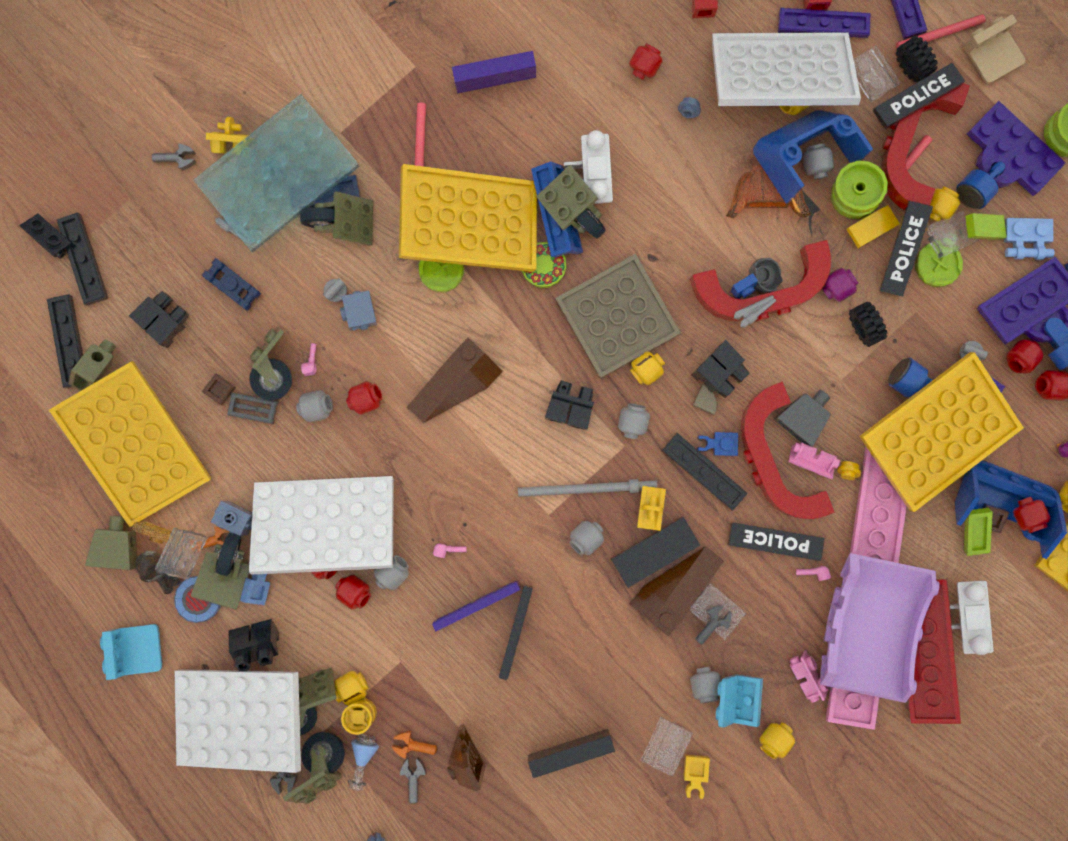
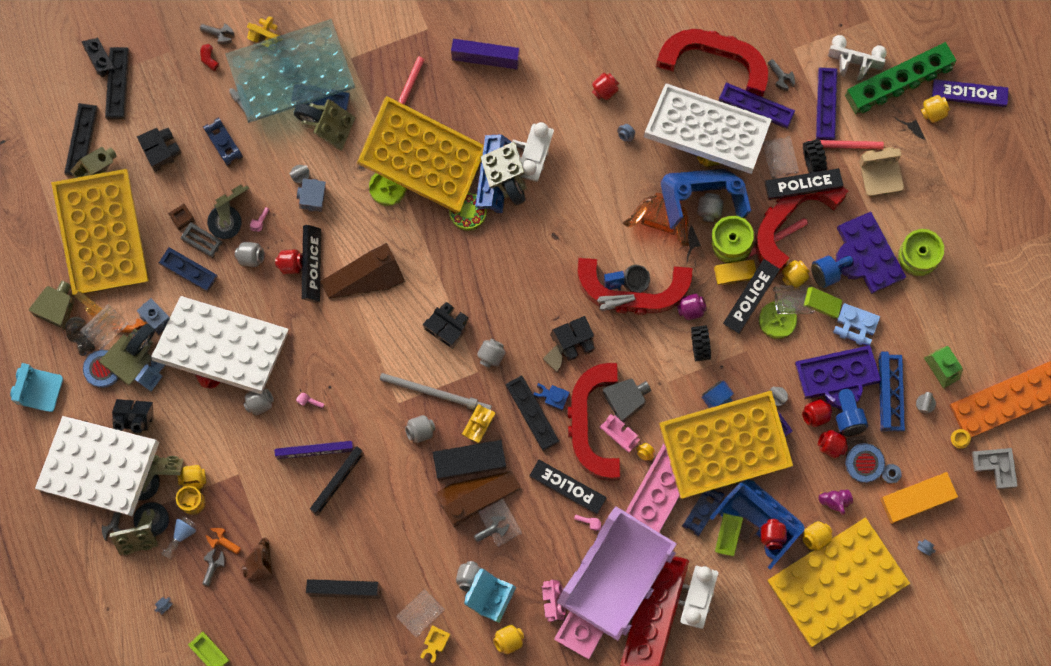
camera: 15 degrees right, 10 degrees down
(170, 187) = (205, 53): none -> red arm
(250, 448) = (188, 269): none -> dark blue plate
(352, 592) = (223, 405): red head -> none
(389, 391) = (311, 263): none -> black tile
(617, 316) = (510, 270): dark tan plate -> none
(647, 368) = (517, 317): yellow head -> none
(937, 514) = (702, 511): none -> dark blue plate

